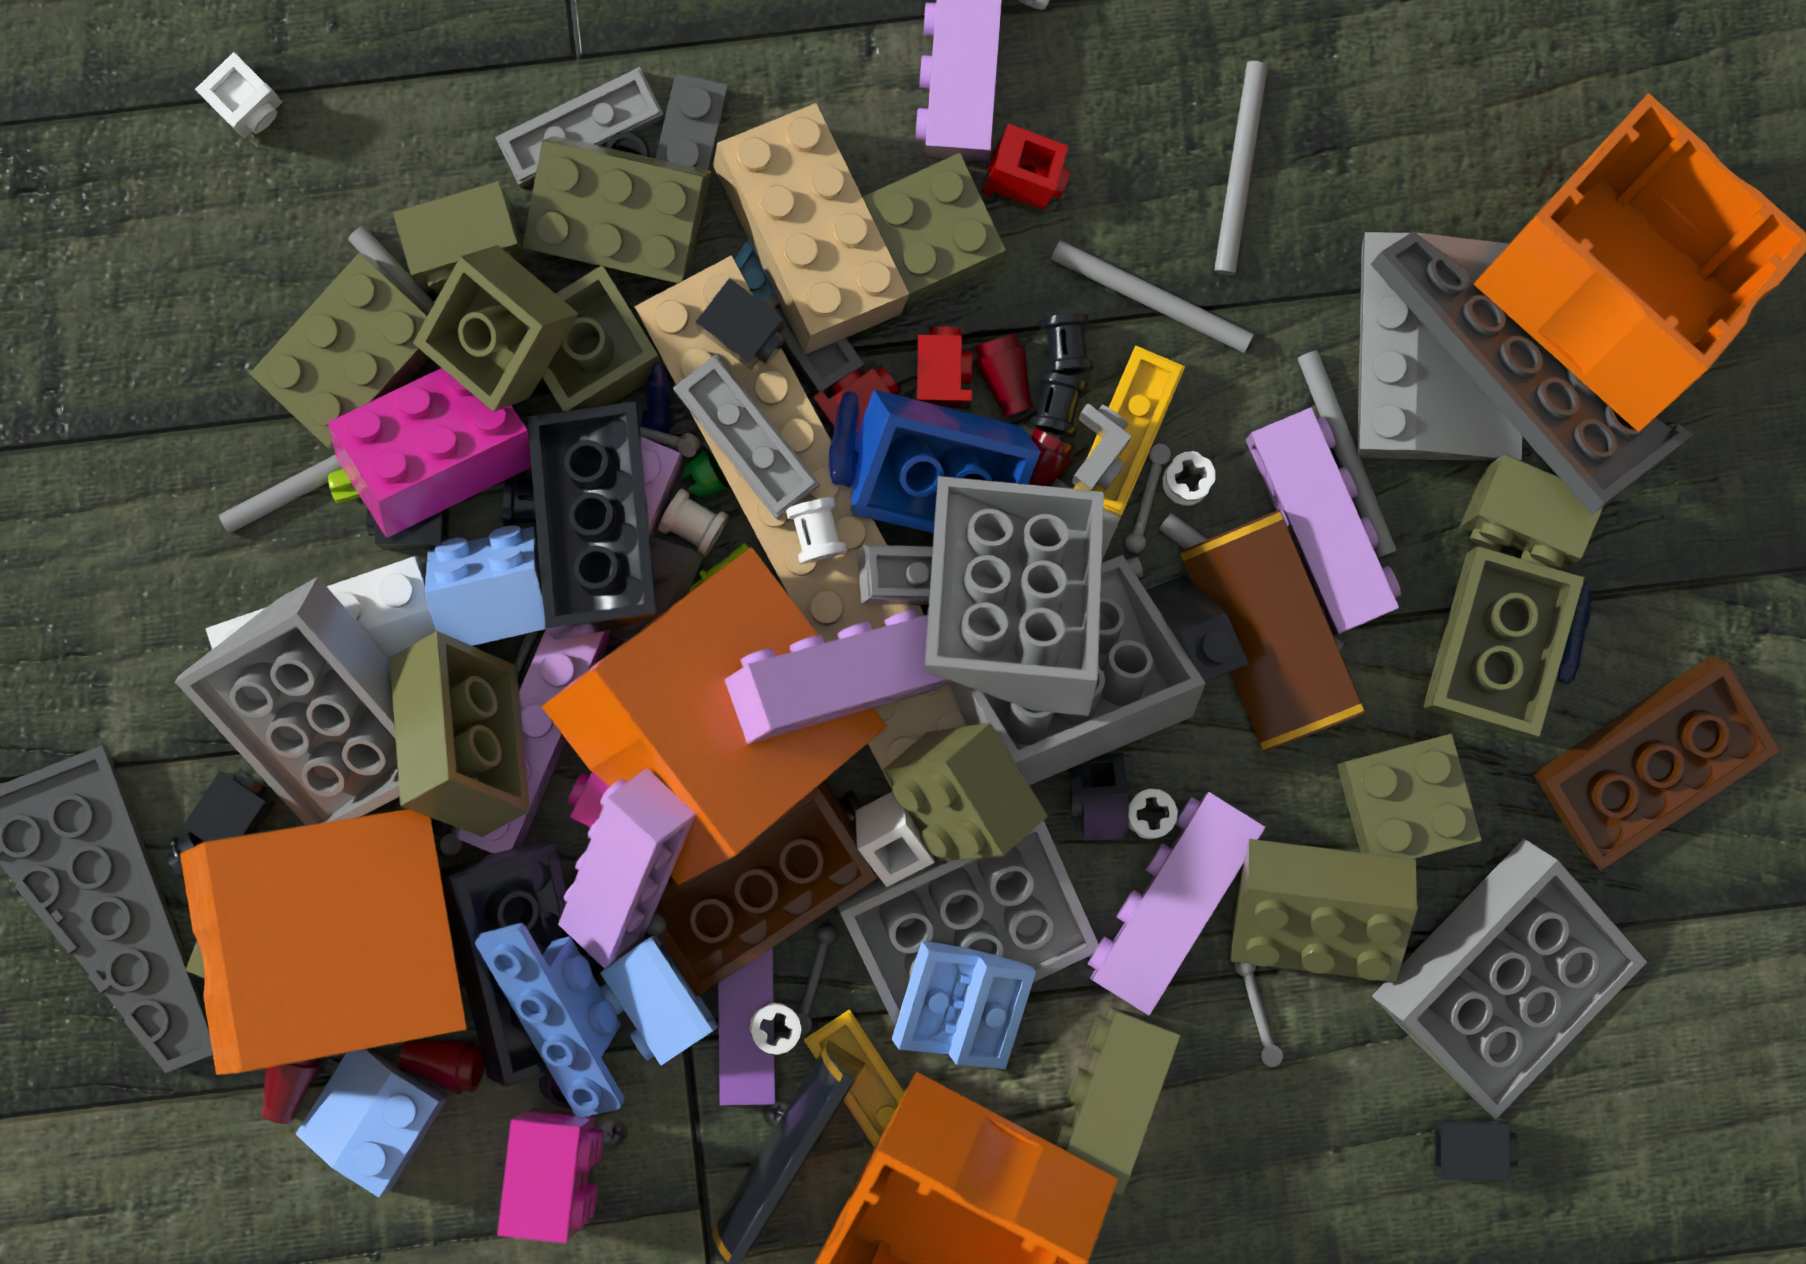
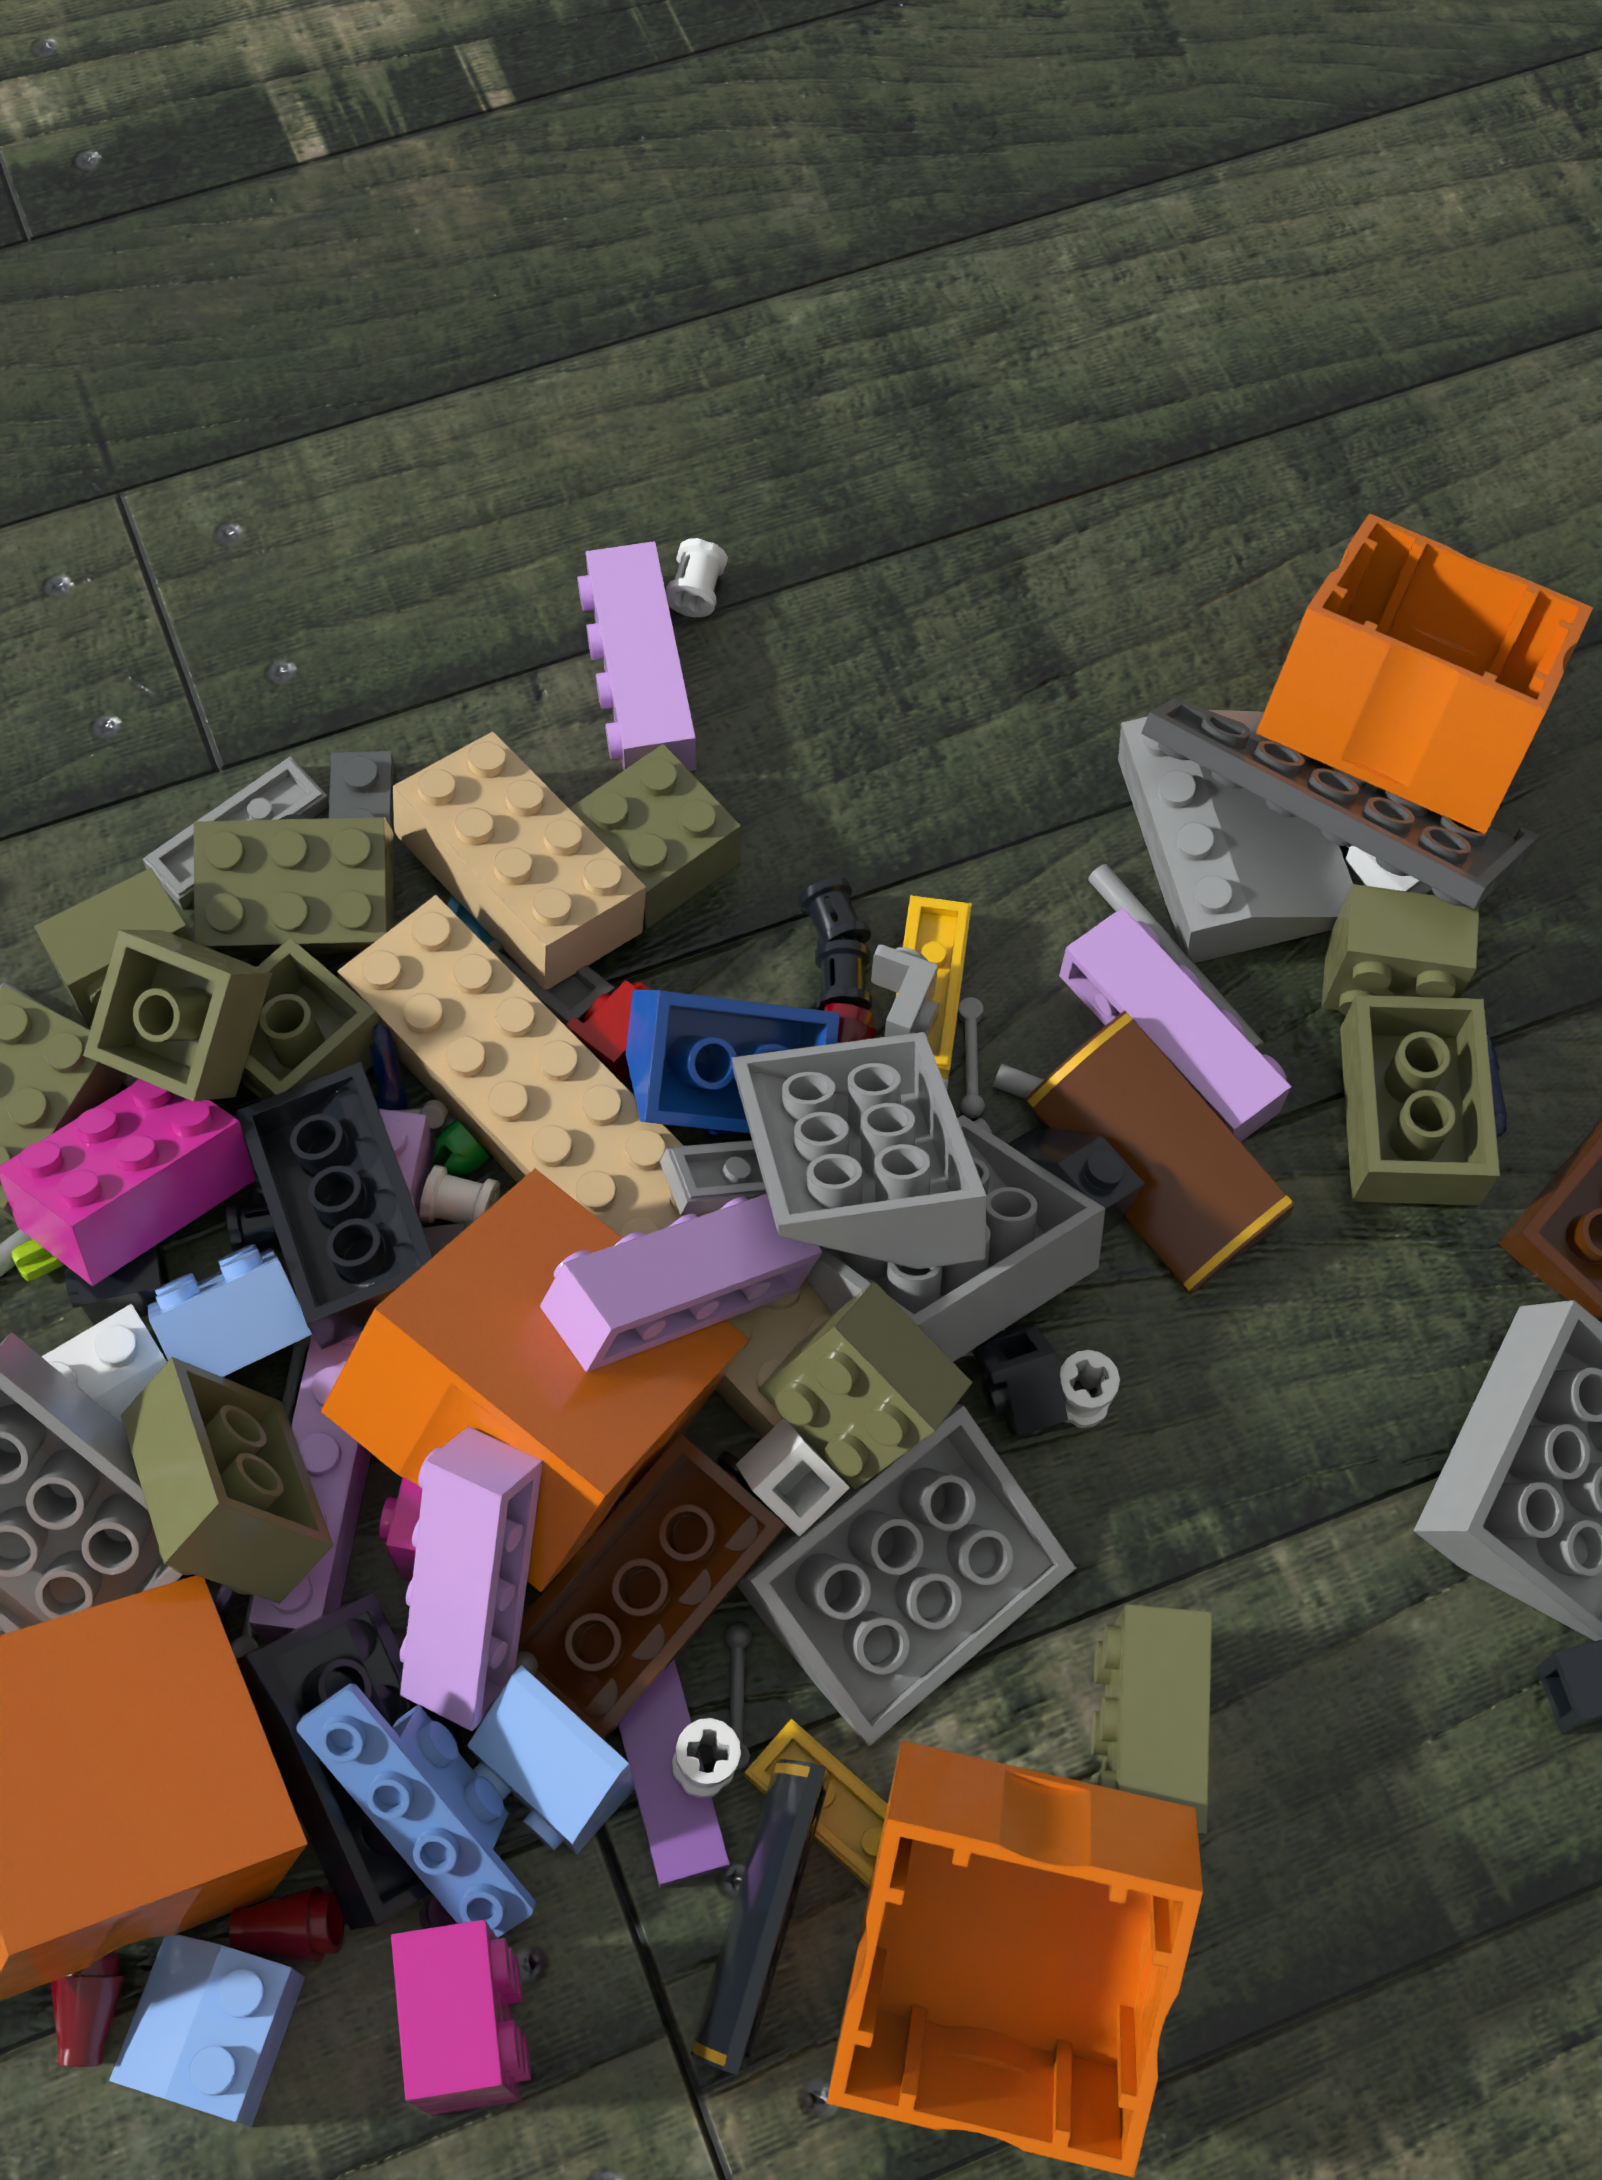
camera: 20 degrees left, 20 degrees down
(742, 325) = (464, 948): black brick -> none
(746, 436) = (499, 1070): light grey tile -> none
(816, 530) = (606, 1145): white bush -> none
(842, 453) = (614, 1063): clear blue piece -> none
(943, 368) = (702, 965): red brick -> none
(963, 1005) = (931, 1671): light blue slope -> none
(1005, 373) = (774, 961): dark red cone -> none
(1027, 168) = (740, 754): red brick -> none
(1152, 296) = (912, 854): light grey bar -> none
(1176, 902) = (1148, 1481): lavender brick -> none
(1196, 464) = (1017, 1004): white bush -> none
(1241, 168) = (967, 714): light grey bar -> none
(1270, 1054) = (1317, 1638): light grey hinge -> none
(1324, 910) = (1326, 1436): olive brick -> none
(1410, 800) = (1376, 1298): olive brick -> none

